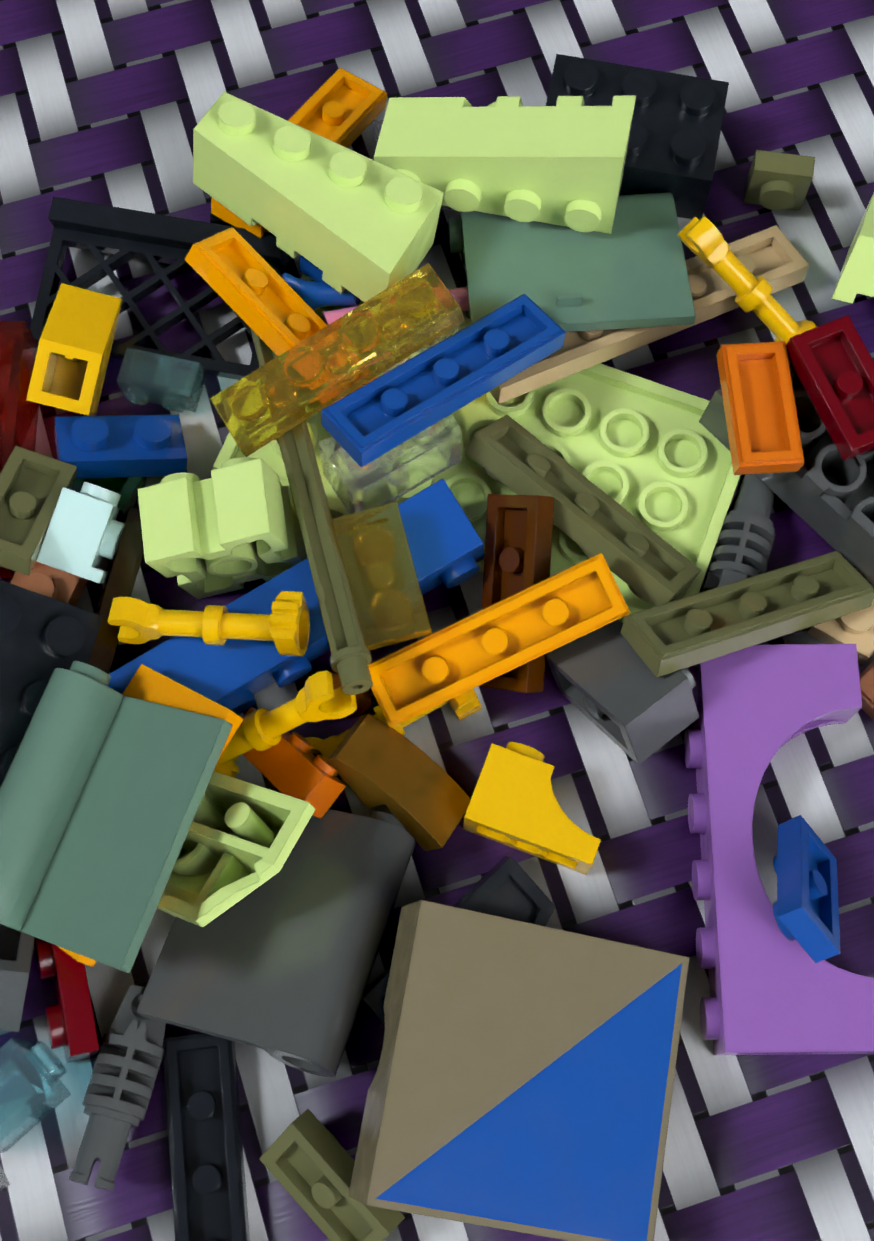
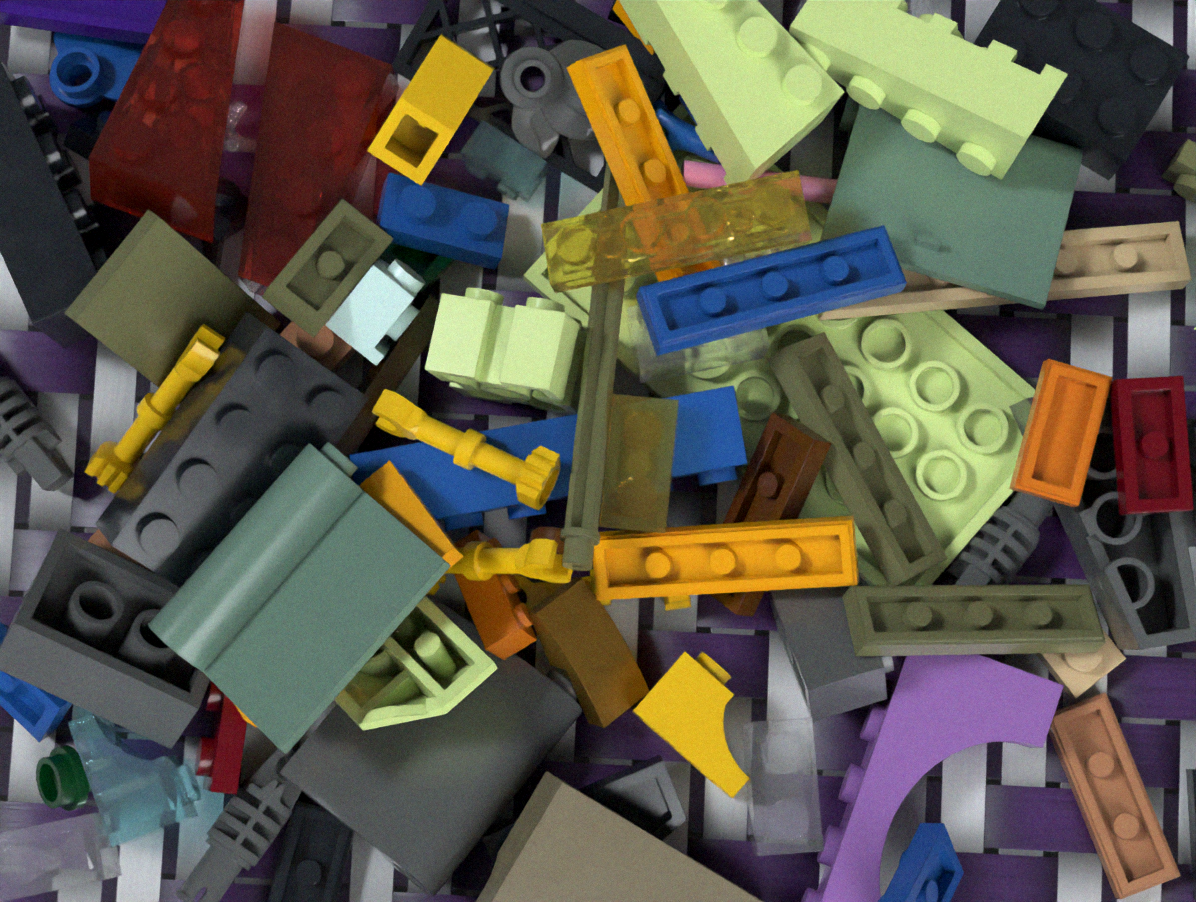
camera: 20 degrees right, 10 degrees up
(188, 315) = (555, 105): none -> dark grey plate
(636, 838) = (782, 786): none -> clear brick
(752, 292) = (1143, 353): yellow piece -> none

